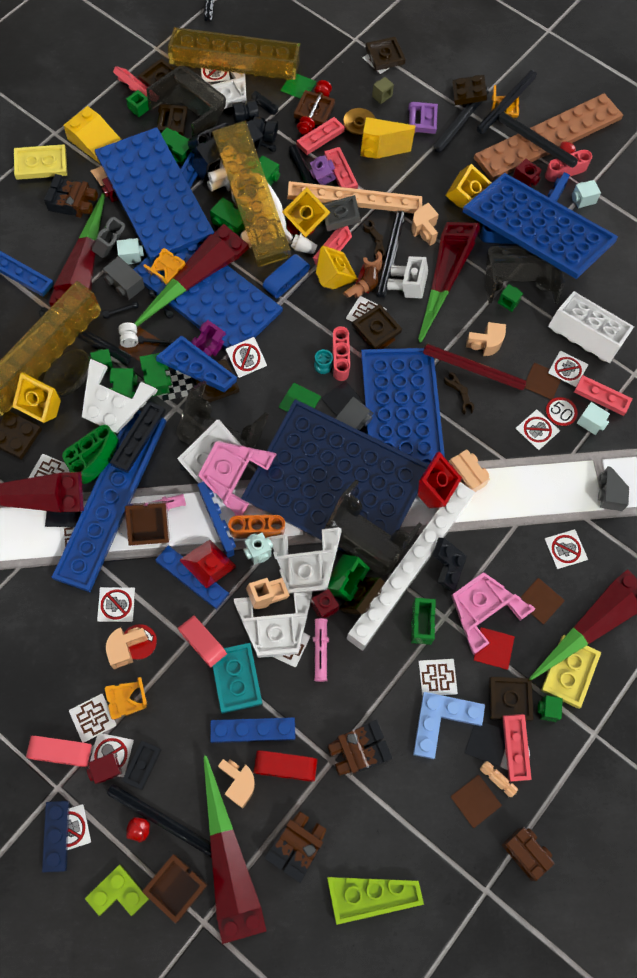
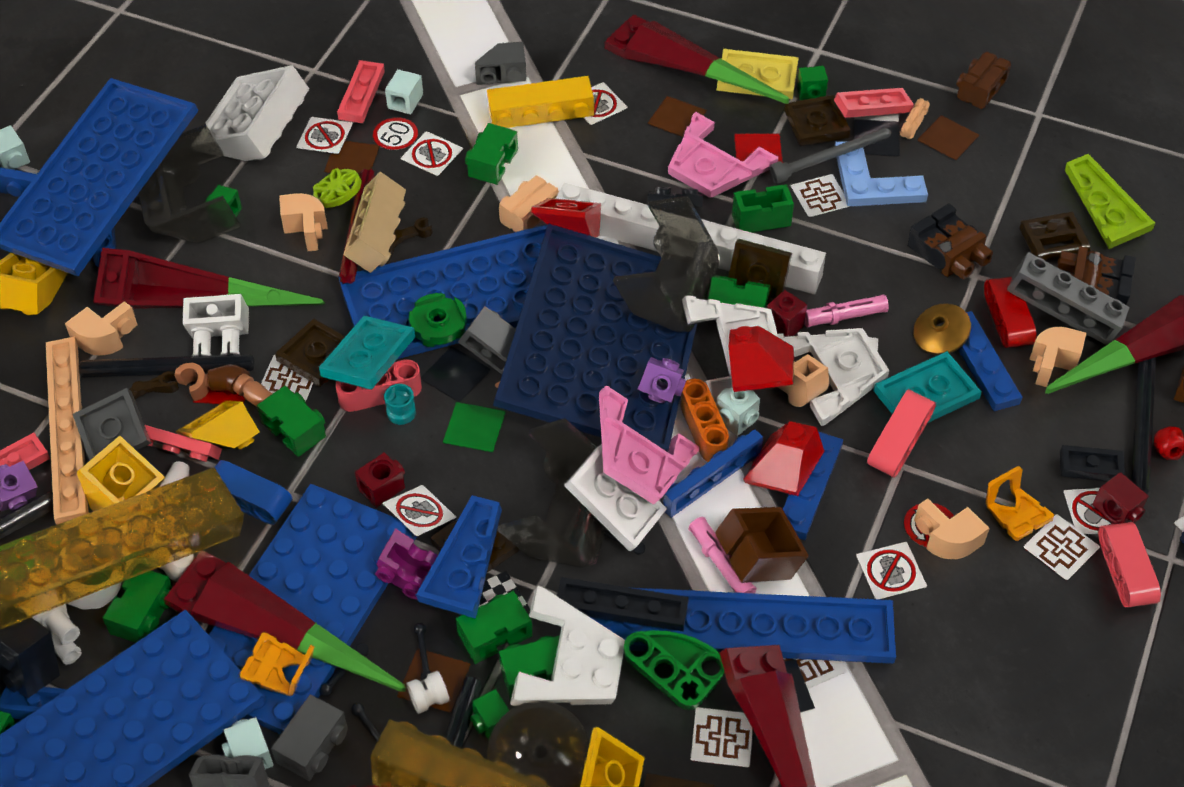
camera: 100 degrees left, 15 degrees down
(272, 334) = (378, 489): none -> dark red brick
(275, 561) = (759, 359): none -> red slope
(276, 808) = (1068, 298): none -> dark grey brick
(283, 500) = (664, 369): none -> medium lavender brick
(284, 717) = (942, 338): none -> pearl gold dish
(328, 306) = (289, 415): none -> green brick
(354, 835) = (1053, 230): none -> dark brown plate
(357, 344) = (367, 352): none -> teal plate
(374, 400) = (441, 332): none -> green plate
(462, 652) = (782, 171): none -> dark grey piece
(468, 372) = (375, 223): none -> tan brick
(512, 363) = (336, 187): none -> lime wheel
(523, 461) = (492, 149): none -> green brick
(566, 505) = (541, 102): none -> yellow brick

